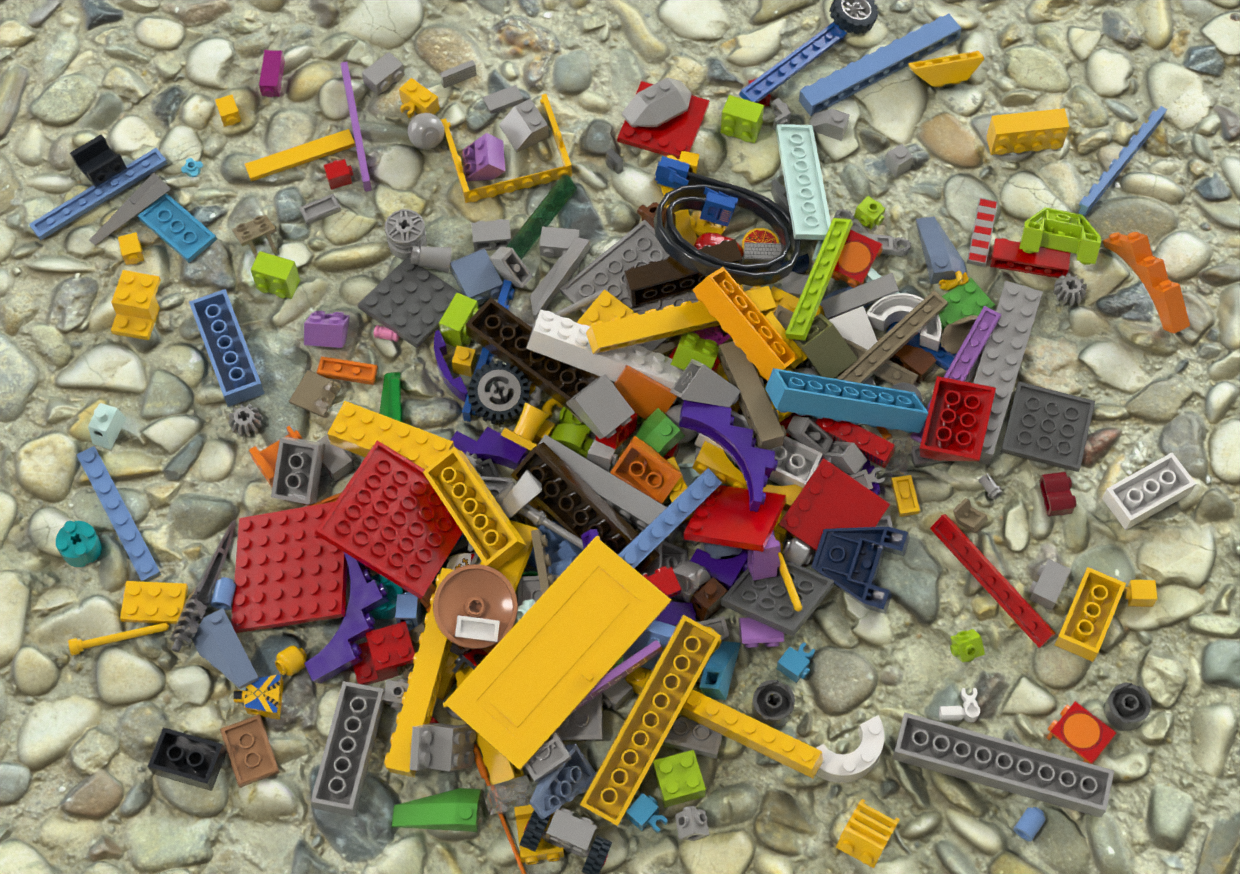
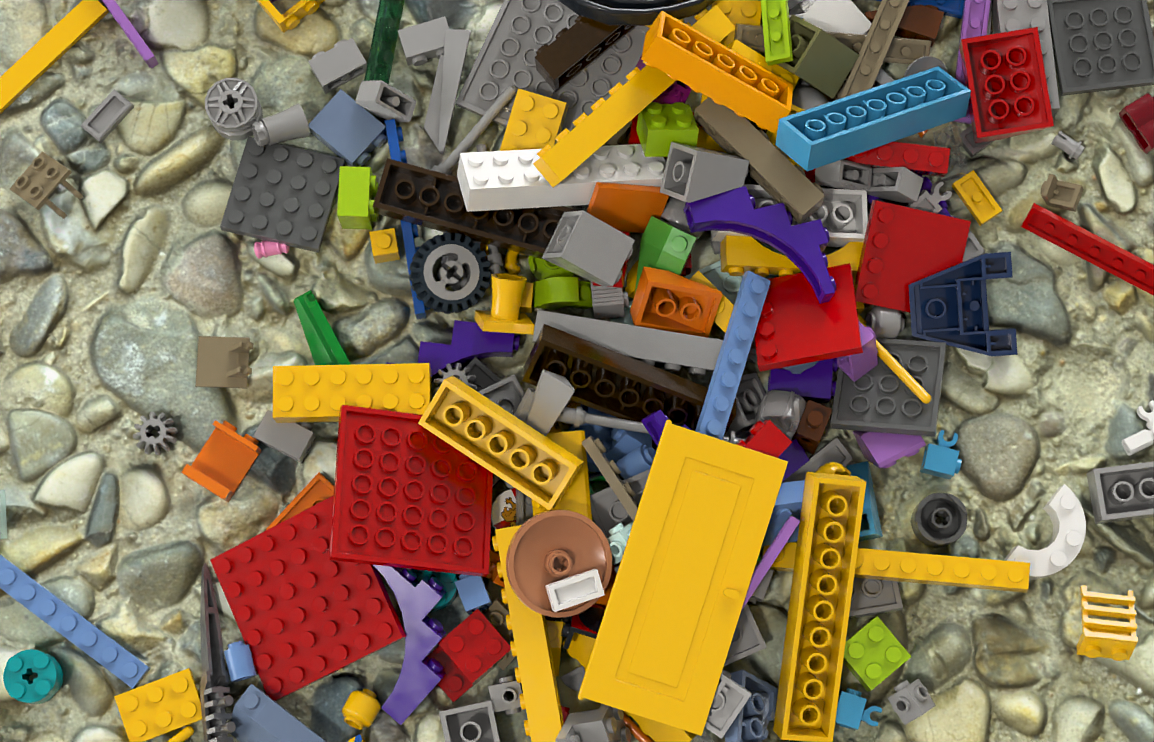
camera: 25 degrees left, 15 degrees up
(226, 348) = (85, 350): medium blue brick -> none
(275, 275) = (99, 232): lime brick -> none
(298, 470) = (256, 474): light grey brick -> none
(326, 329) = (196, 274): medium lavender slope -> none
(338, 173) = (108, 59): red brick -> none
(347, 370) = (246, 315): orange tile -> none
(455, 385) = (390, 282): dark purple slope -> none
(967, 645) = (1124, 354): lime brick -> none

